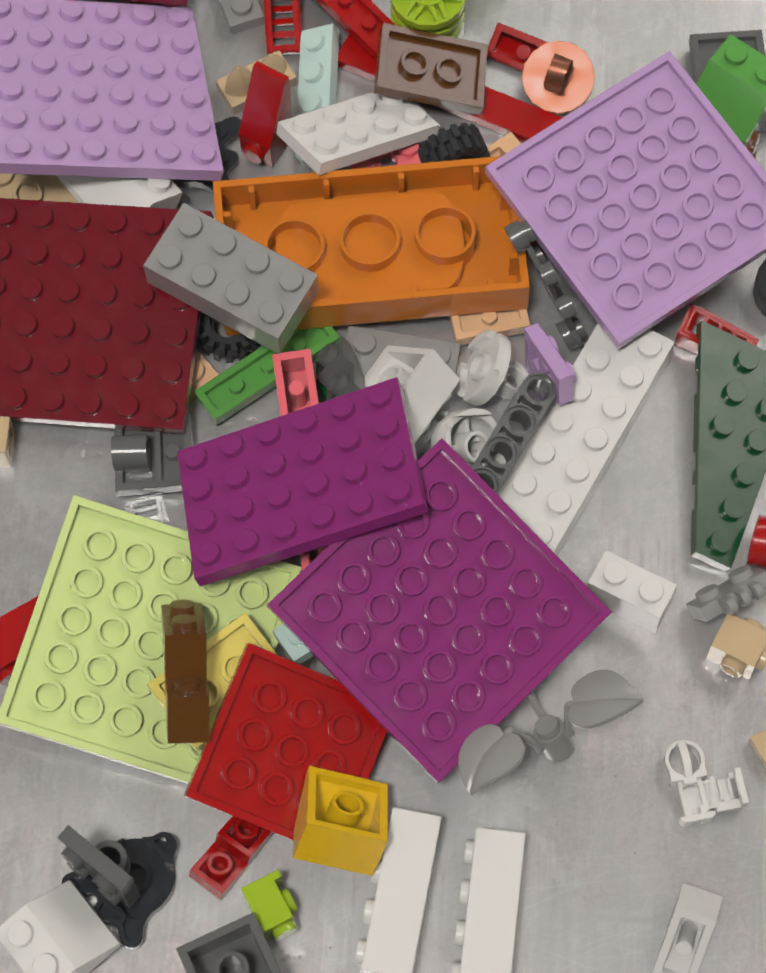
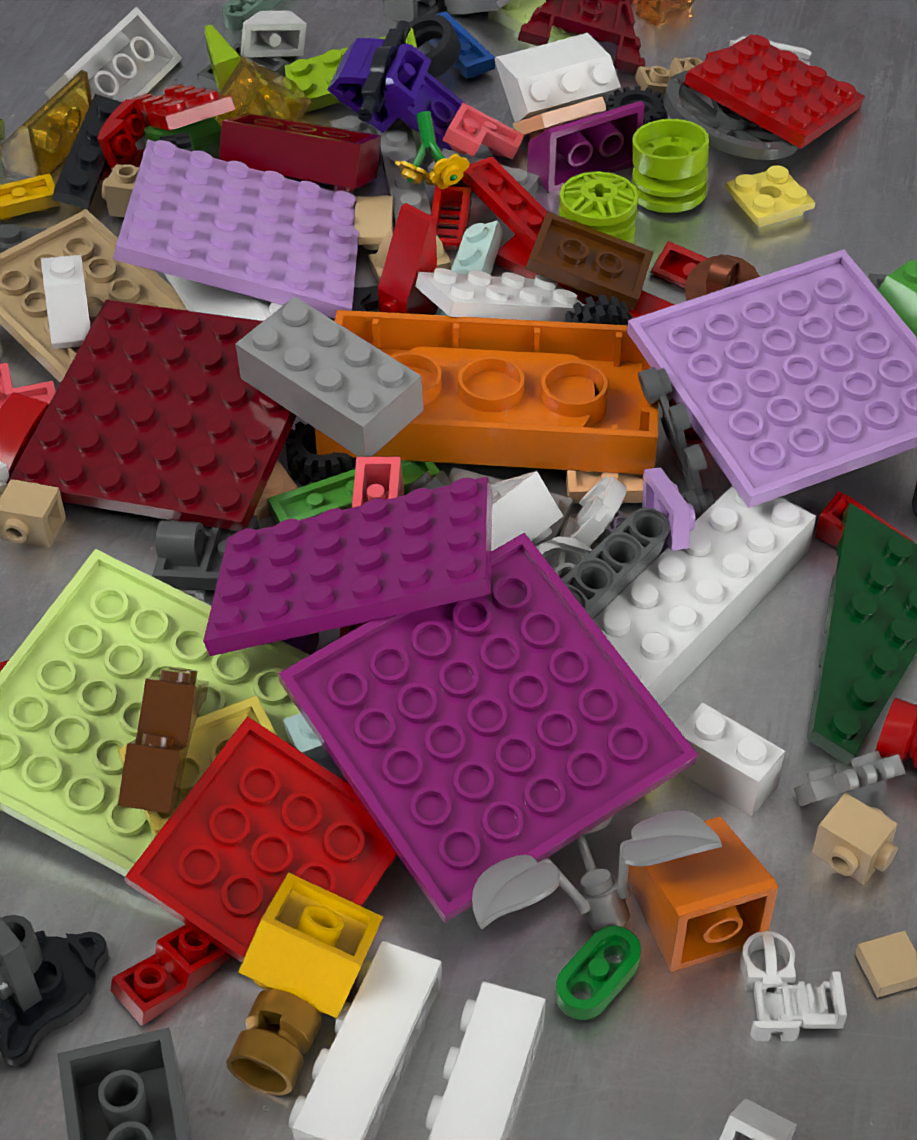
camera: 10 degrees right, 20 degrees down
(211, 34) = (373, 219): none -> tan slope
(271, 906) = (200, 1036): lime brick -> none
(327, 915) = (272, 1046): none -> pearl gold wheel
(558, 798) = (596, 976): none -> green plate
(642, 731) = (705, 901): none -> orange slope

